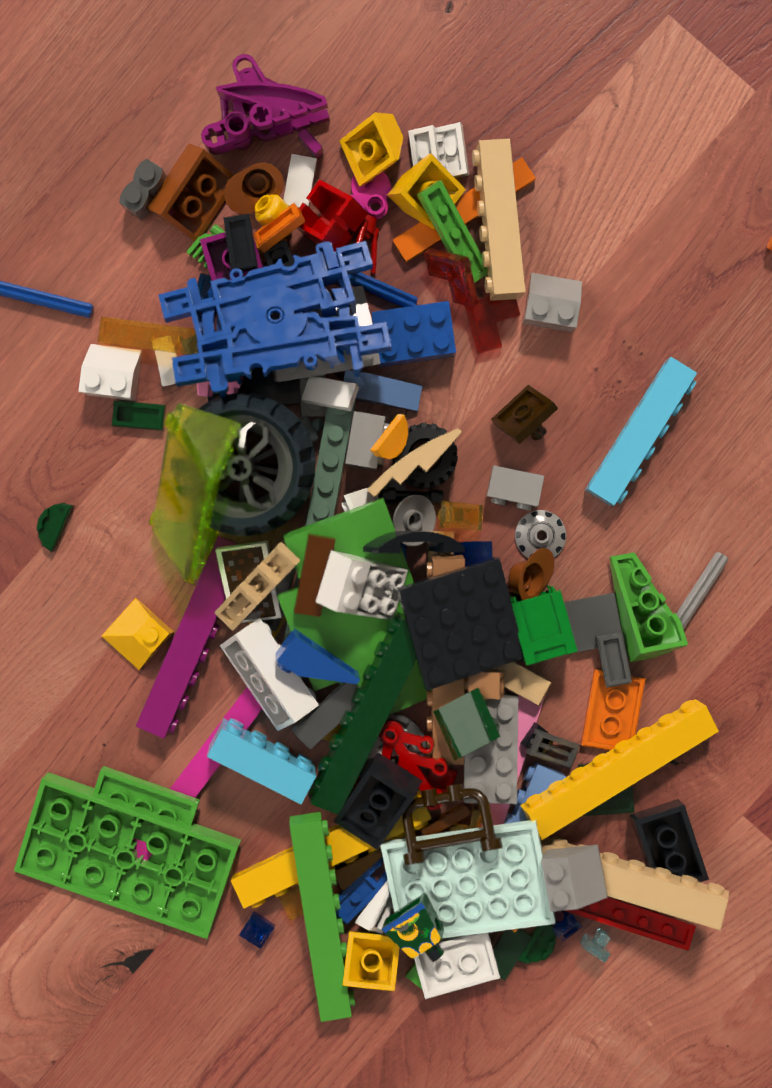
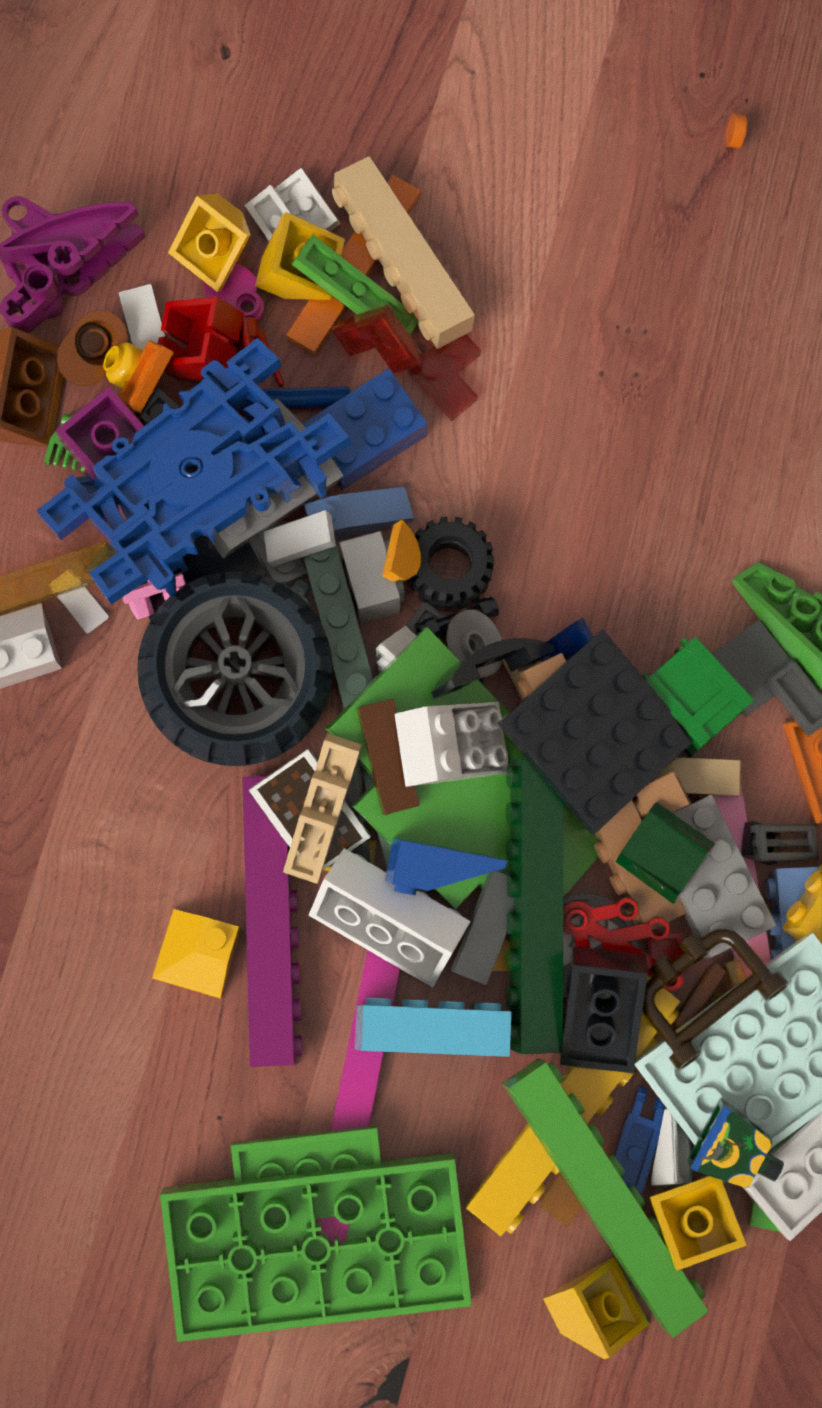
camera: 30 degrees left, 10 degrees down
(52, 523) = (25, 866): dark green tile -> none
(138, 415) = (74, 682): dark green tile -> none
(191, 469) = (183, 721): clear neon green windscreen -> none
(240, 242) = (106, 409): black tile -> none
(257, 930) = (530, 1262): clear blue tile -> none
(284, 980) = (597, 1309): none -> yellow slope
(310, 143) = (135, 270): magenta tile -> none
(350, 872) = (615, 1118): dark brown slope -> none
(423, 457) = (447, 560): tan slope -> none
(460, 515) = (527, 613): clear yellow tile -> none
(514, 487) = (576, 551): light grey brick -> none
(525, 415) = (546, 459): dark brown tile -> none
(531, 524) = (630, 611): light grey dish -> none
(531, 576) = (650, 642): dark orange piece -> none
(552, 302) = (512, 320): light grey slope -> none
(641, 431) = (692, 418): medium azure brick -> none

